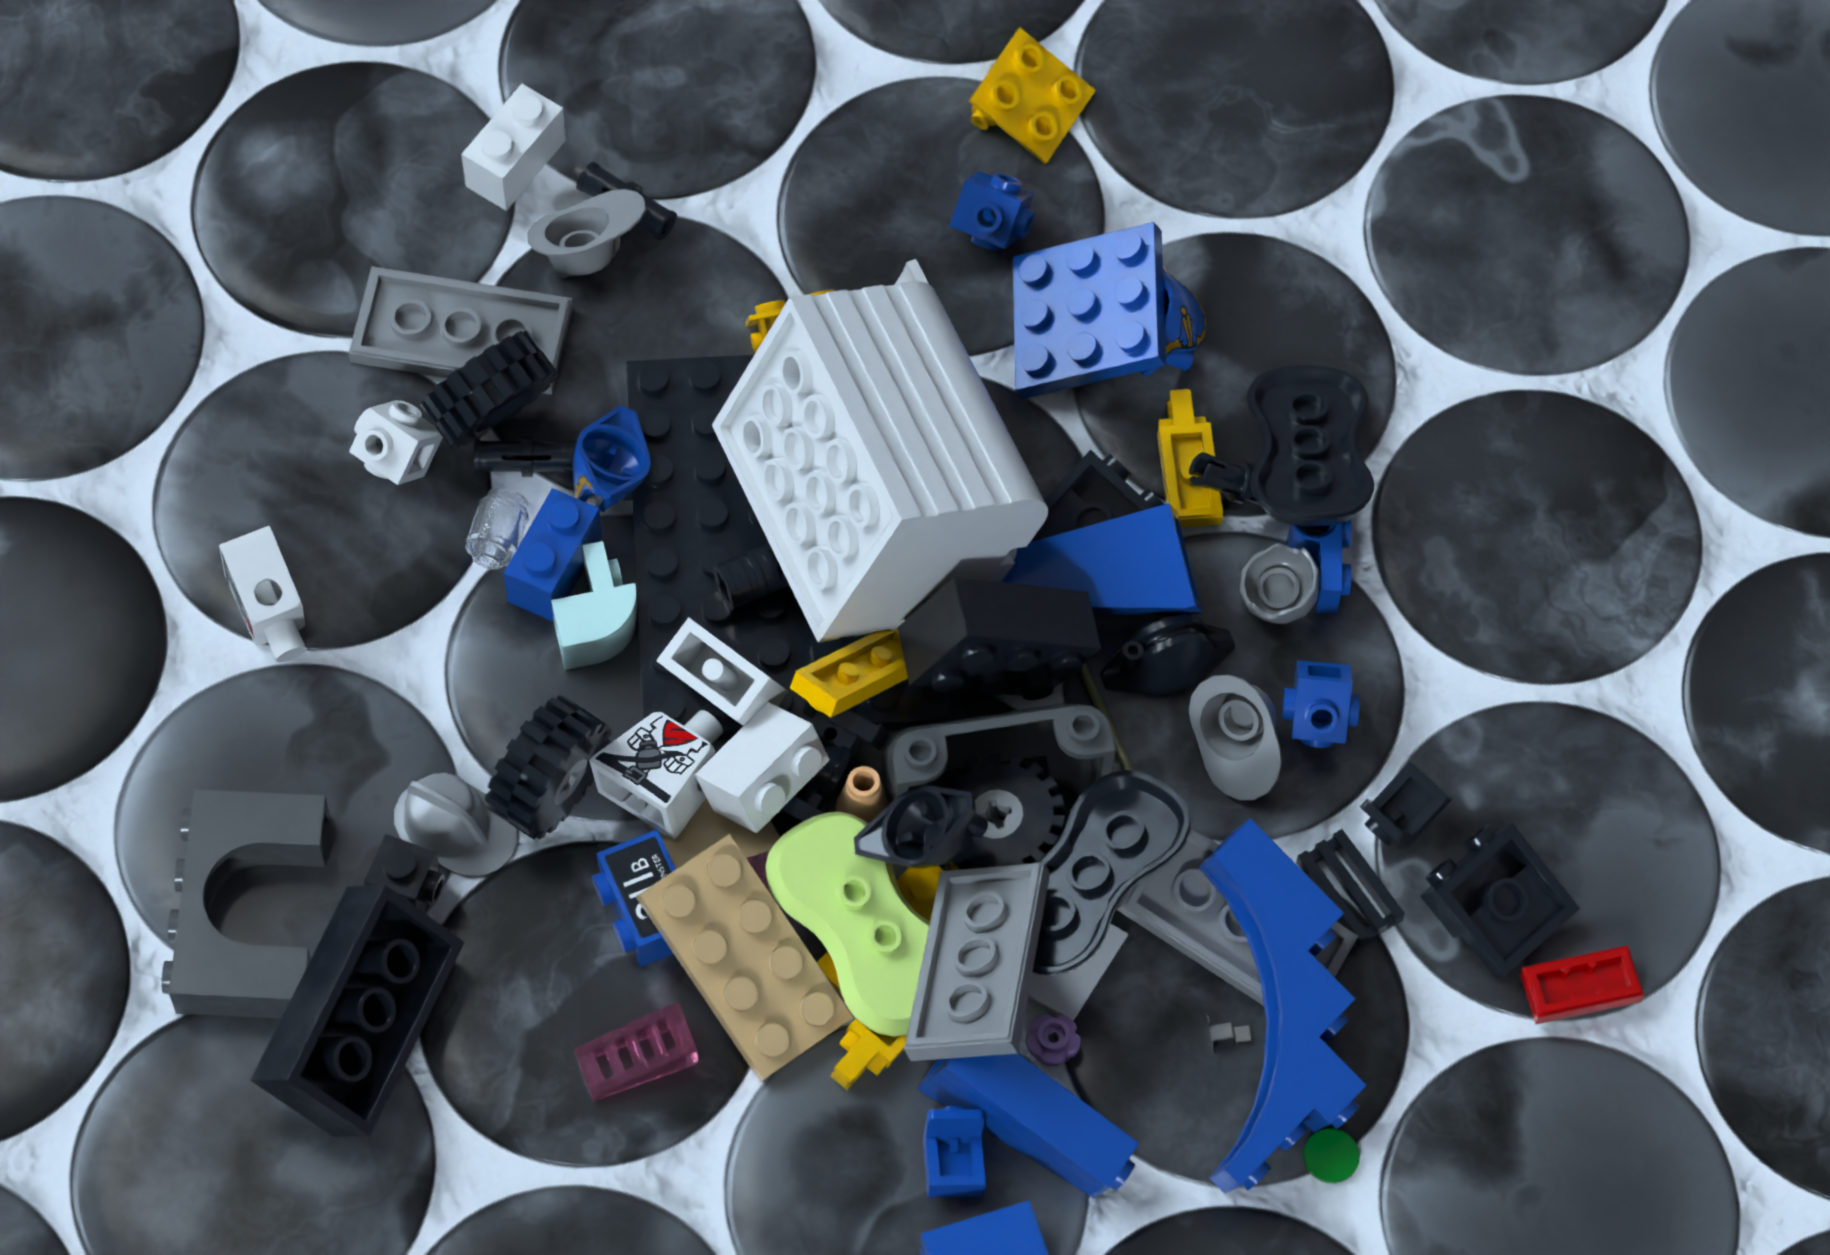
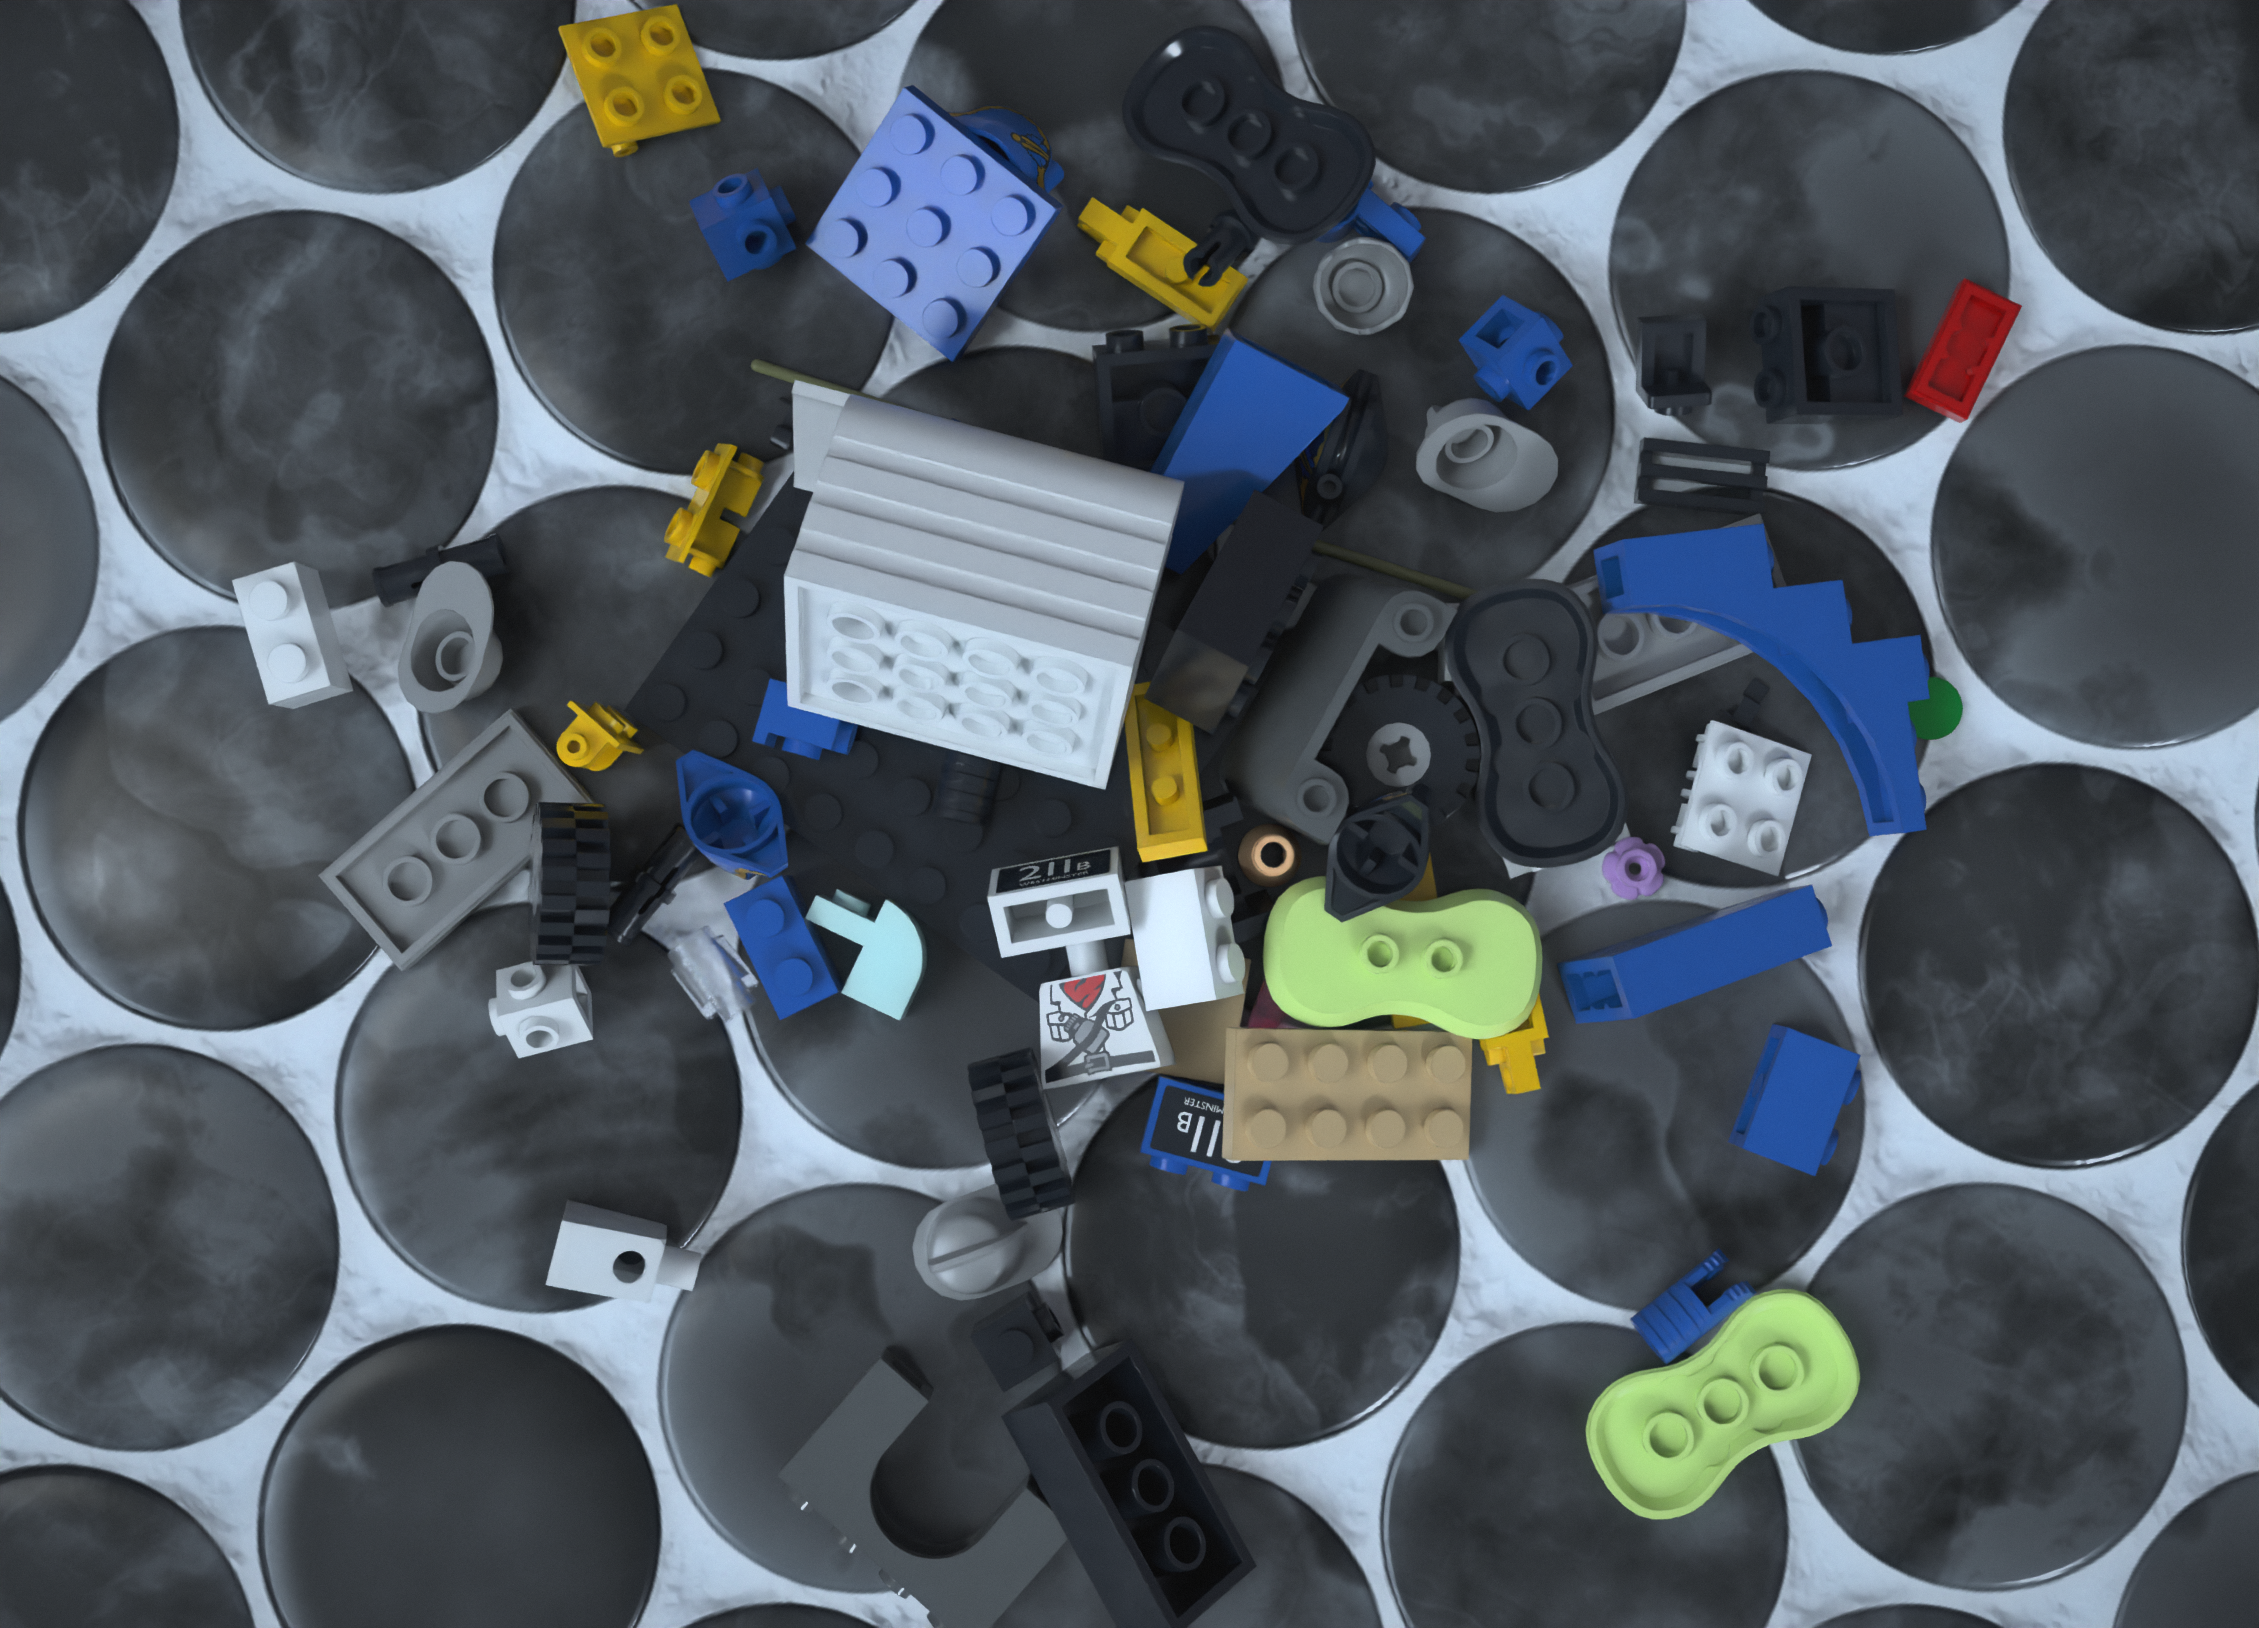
camera: 45 degrees left, 25 degrees up
(595, 347) = (596, 737): none -> yellow hinge
(647, 1027) = (1366, 1202): clear pink slope -> none
(703, 454) = (803, 730): none -> blue brick
(954, 1152) = (1679, 1051): blue bracket -> none
(977, 962) = (1551, 903): light grey tile -> none
(1160, 1069) = (1741, 798): none -> white hinge

